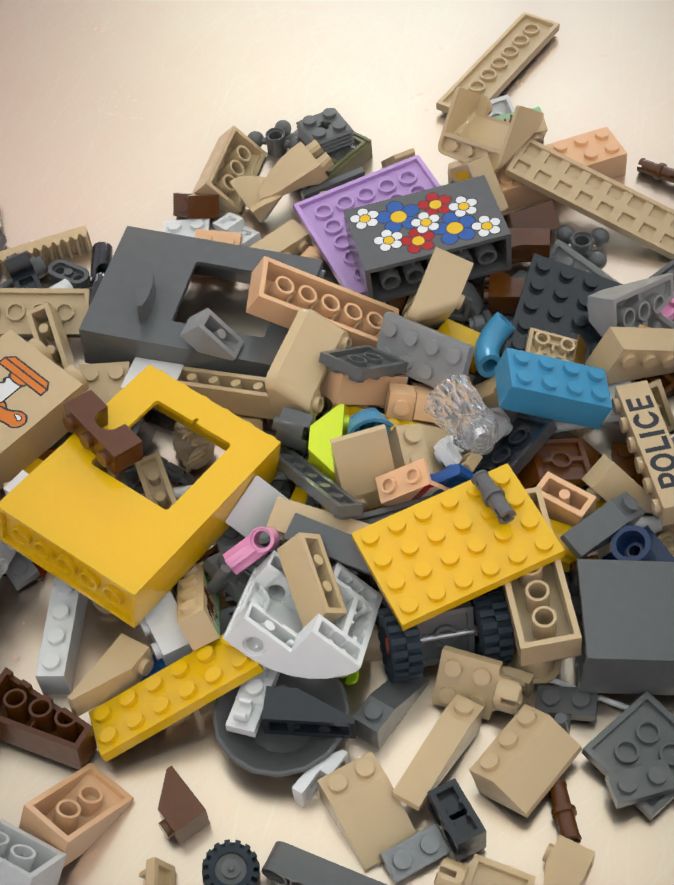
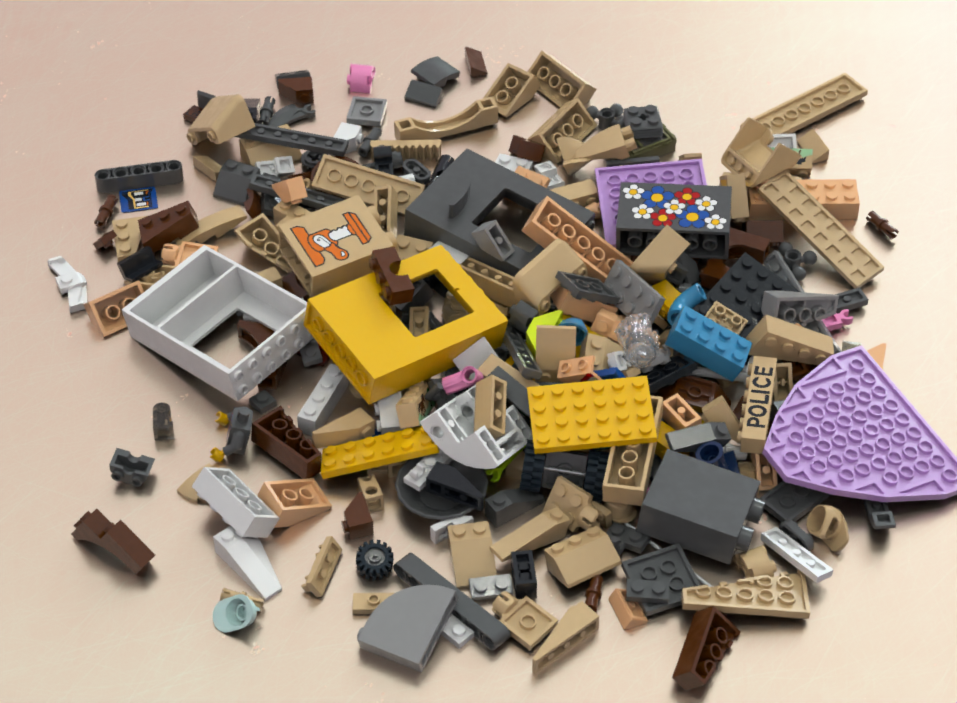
camera: 15 degrees right, 5 degrees down
(40, 175) = (424, 93): none -> dark grey slope
(45, 146) = (435, 71): none -> dark grey slope
(88, 121) = (475, 62): none -> reddish brown slope
(118, 182) = (477, 115): none -> tan arch
(146, 141) = (512, 89): none -> tan slope
(183, 758) = (371, 493): none -> tan leg
(197, 114) = (559, 81): none -> tan slope
(493, 497) = (625, 390): dark grey pin -> none
(531, 98) = (813, 141): none -> tan slope
(580, 351) = (745, 327): pearl gold sticker -> none
(624, 824) = (628, 612): none -> light nougat slope

